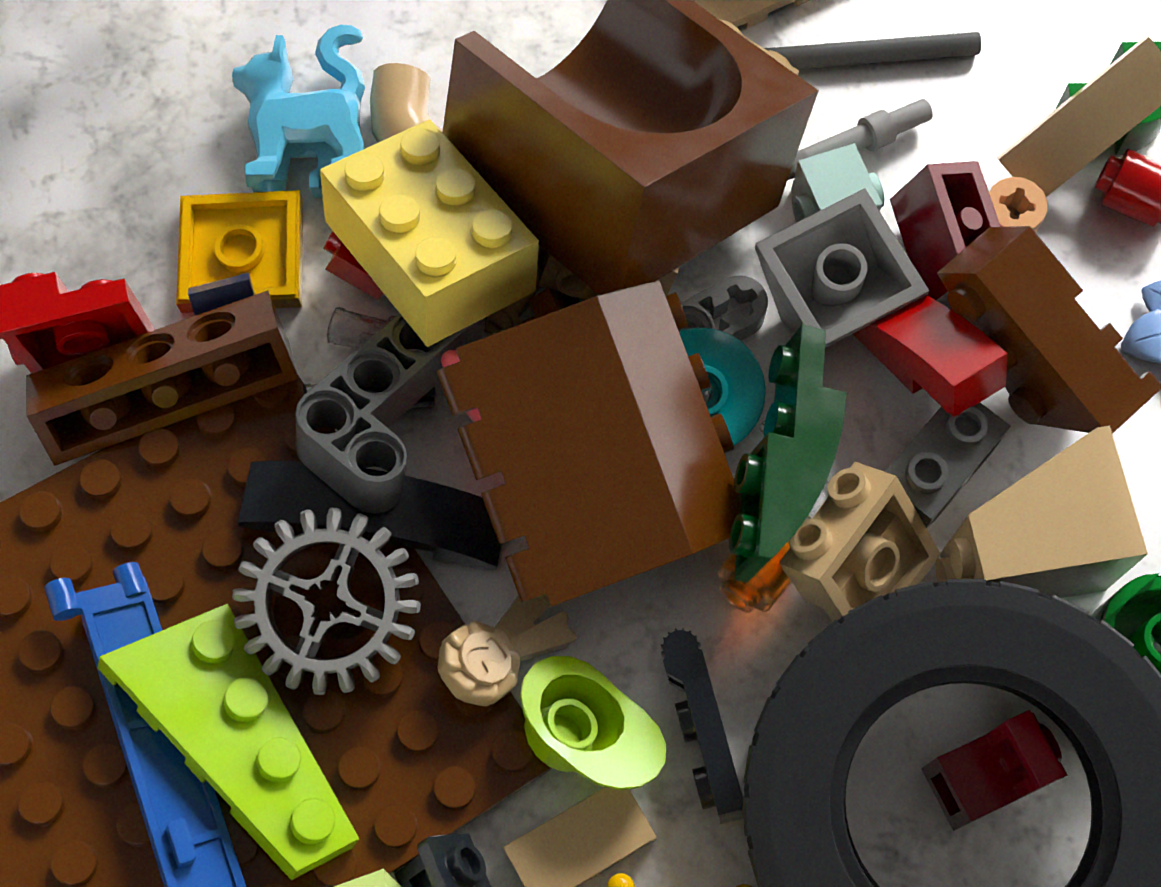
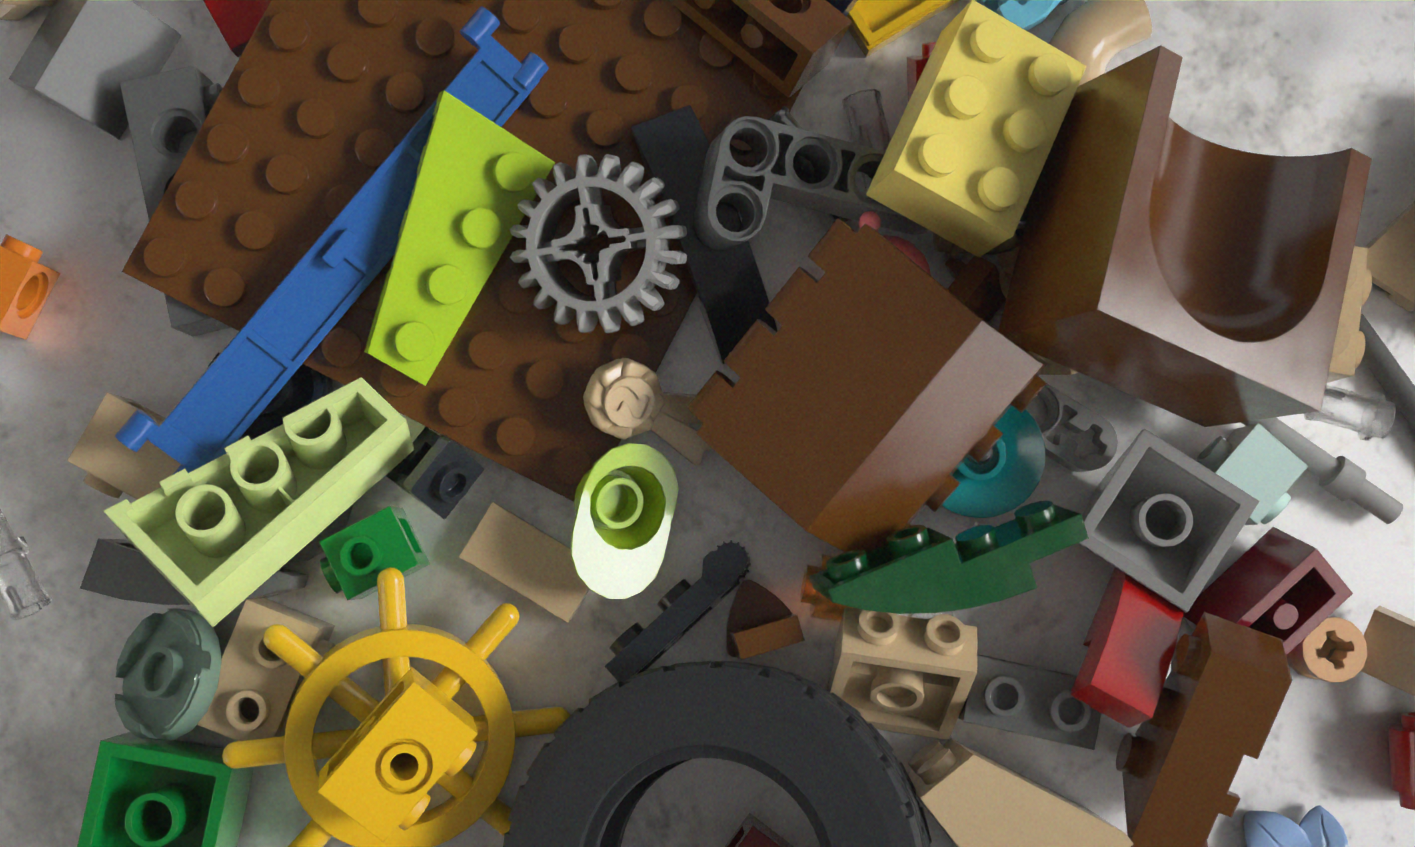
camera: 60 degrees right, 15 degrees up
(751, 658) = (759, 622): none -> reddish brown tile
(836, 87) = (1356, 412): none -> clear pin

